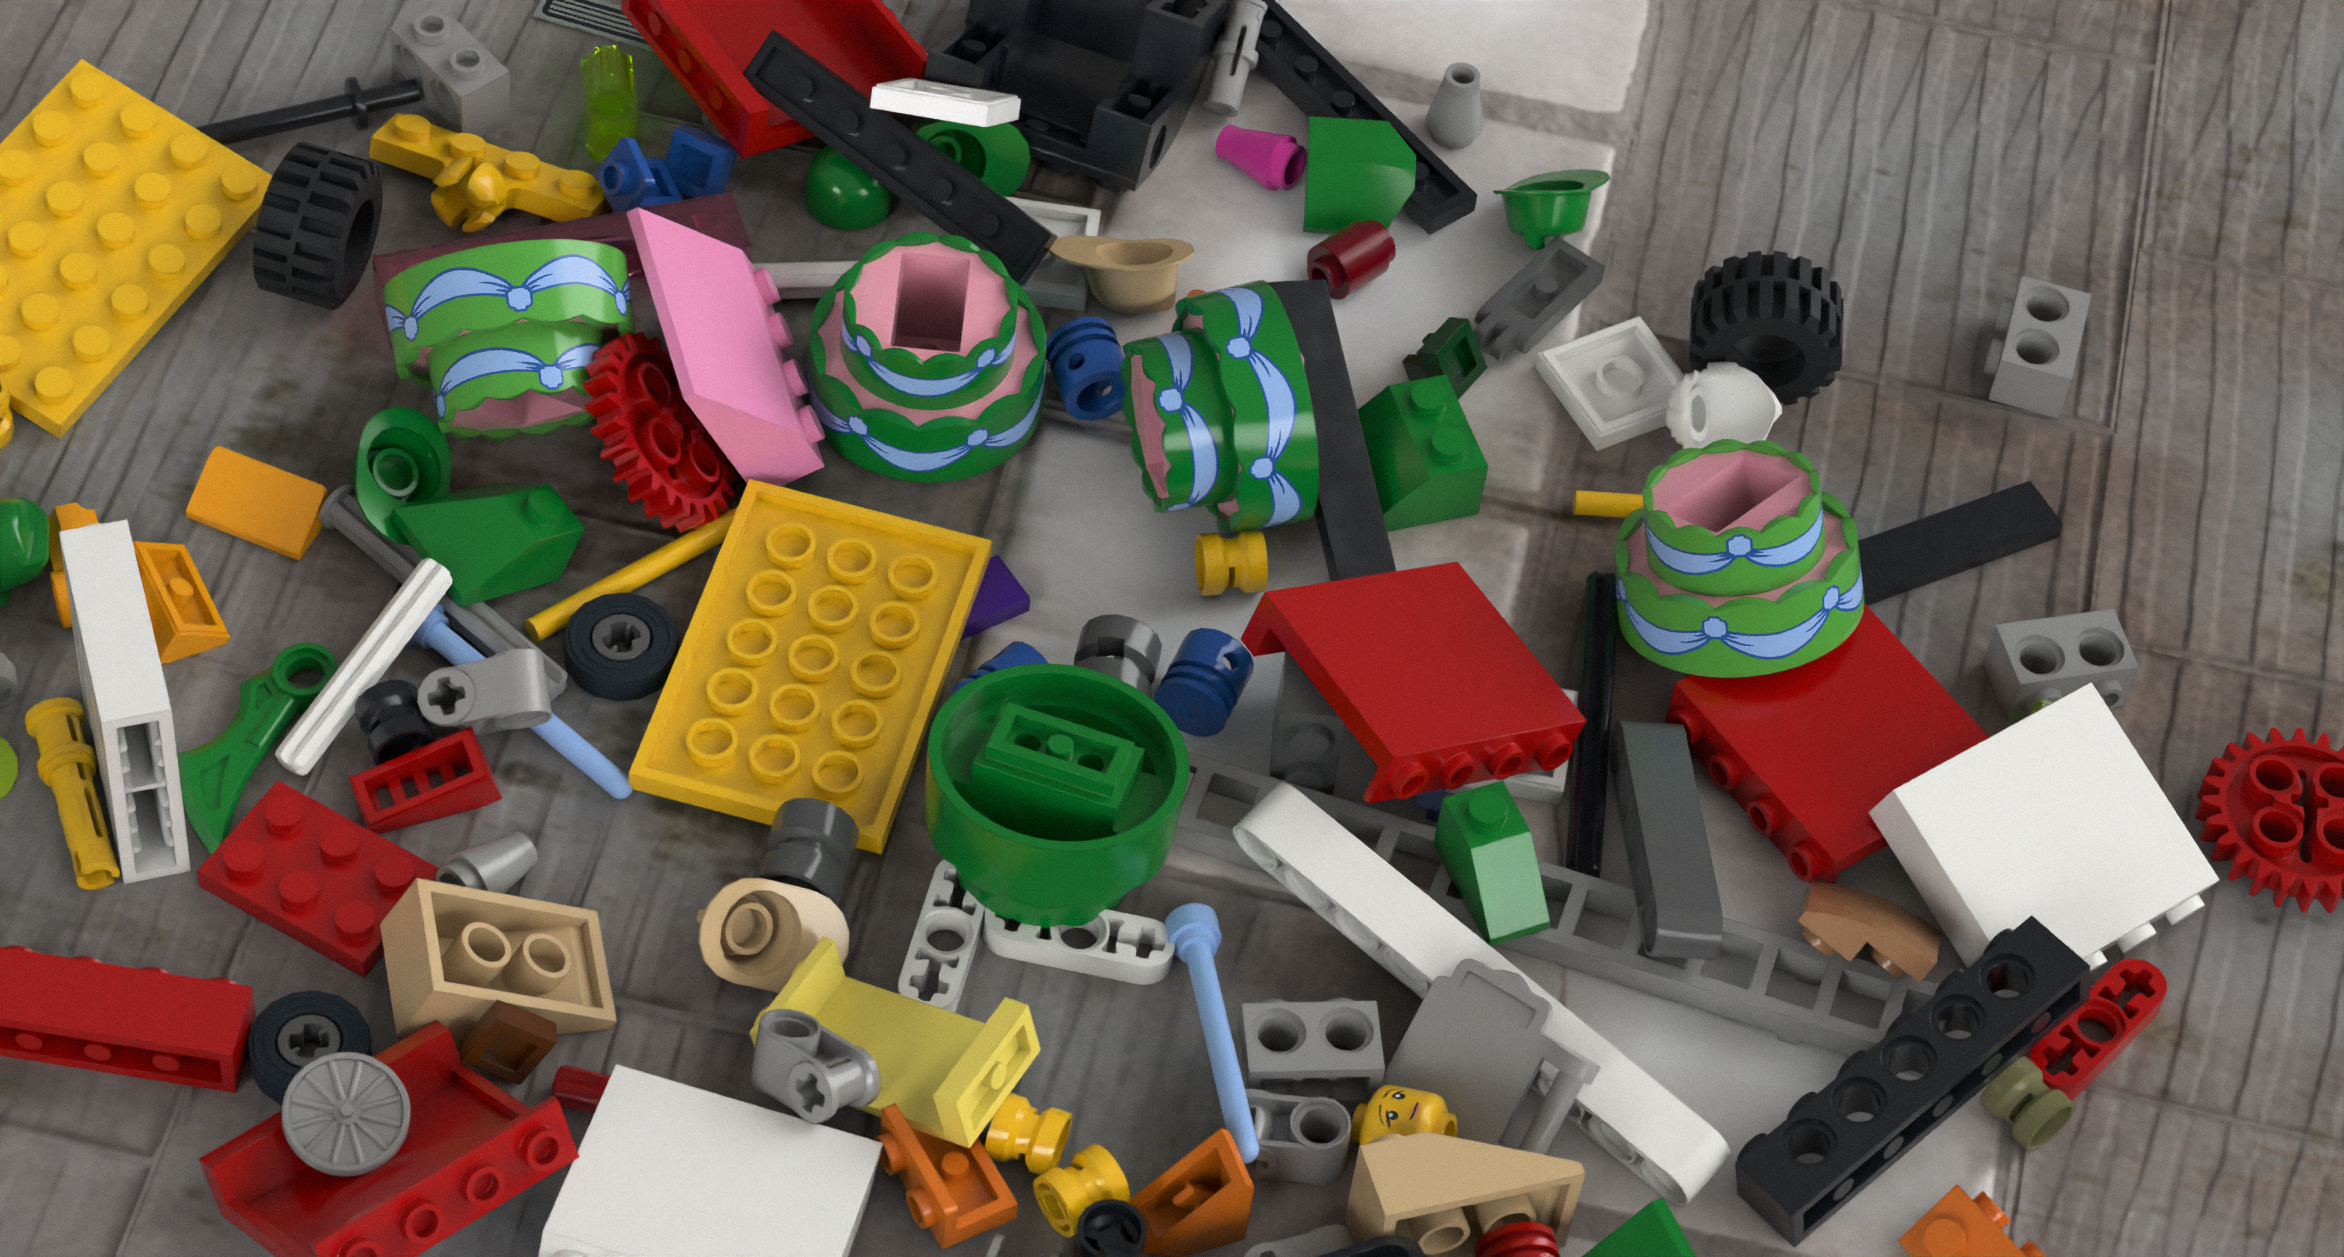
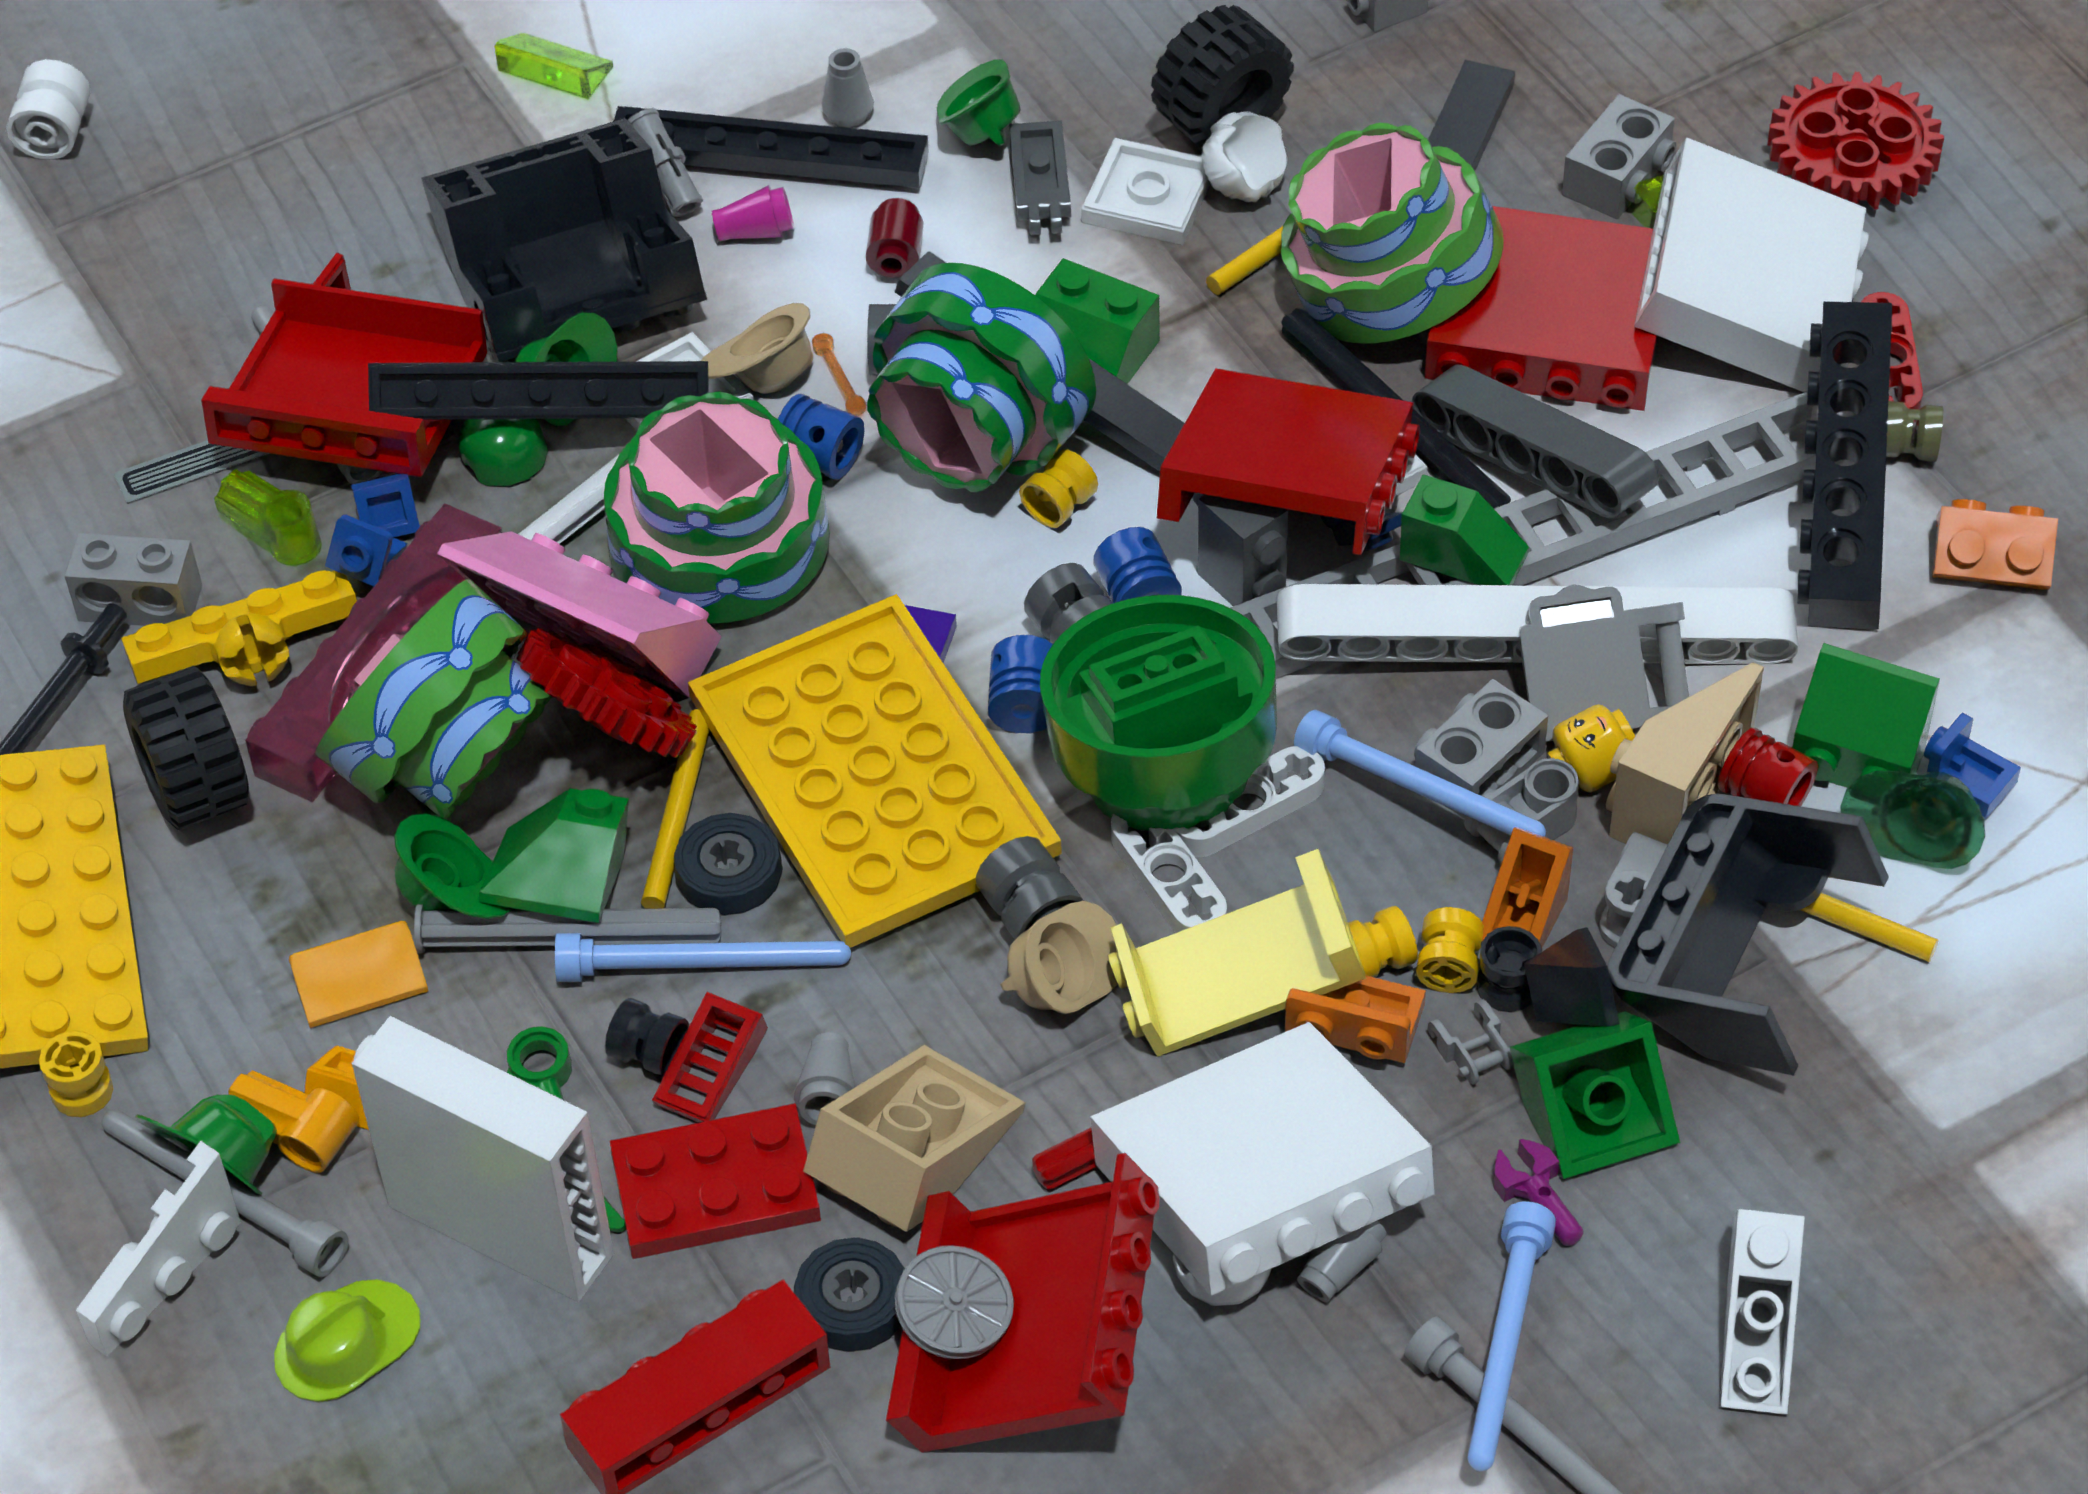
camera: 35 degrees left, 0 degrees up
(69, 770) = (453, 1256): yellow pin -> none
(363, 666) = (582, 1013): white axle -> none
(499, 694) = (700, 952): light grey piece -> none
(508, 1042) = (988, 1169): reddish brown plate -> none
(811, 1066) = (1206, 1017): light grey piece -> none
(945, 102) = (539, 325): white tile -> none
(1355, 173) = (834, 181): green slope -> none
(1451, 352) = (1030, 253): dark green tile -> none
(1848, 918) = (1710, 398): medium nougat slope -> none

